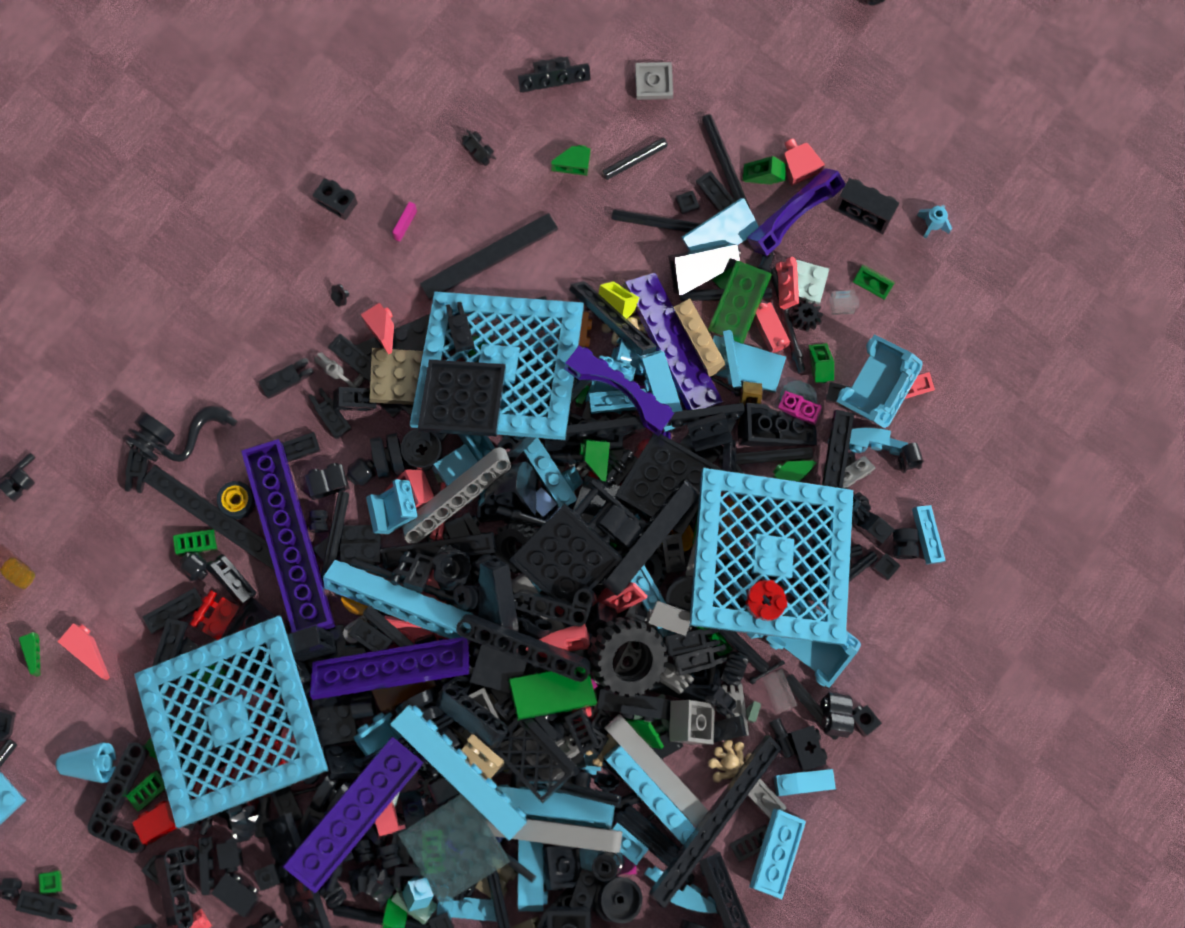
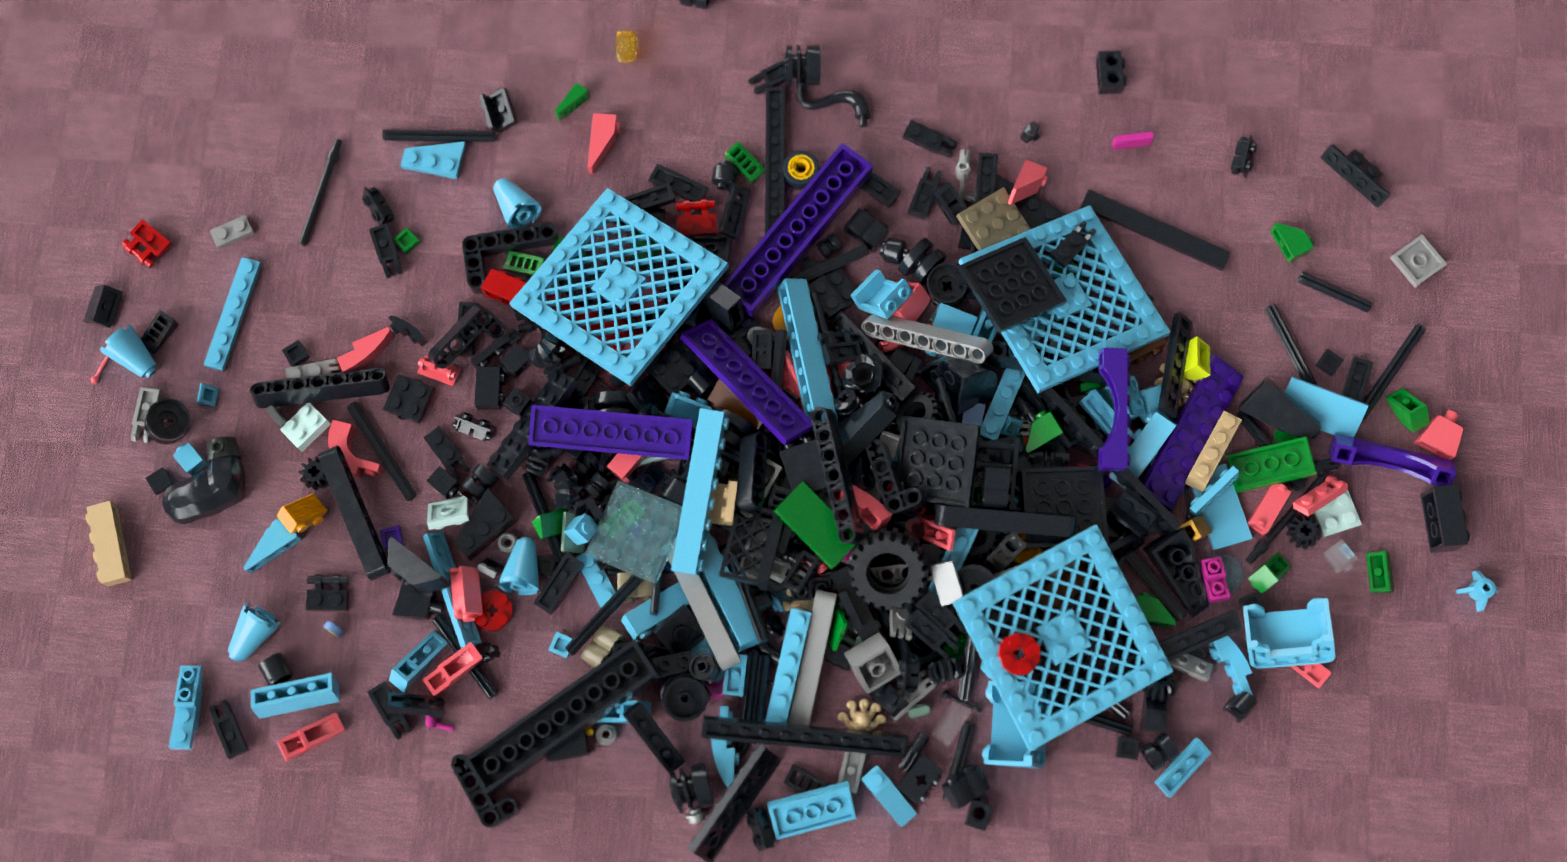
camera: 60 degrees right, 0 degrees up
(773, 910) = (761, 838): none -> black hinge

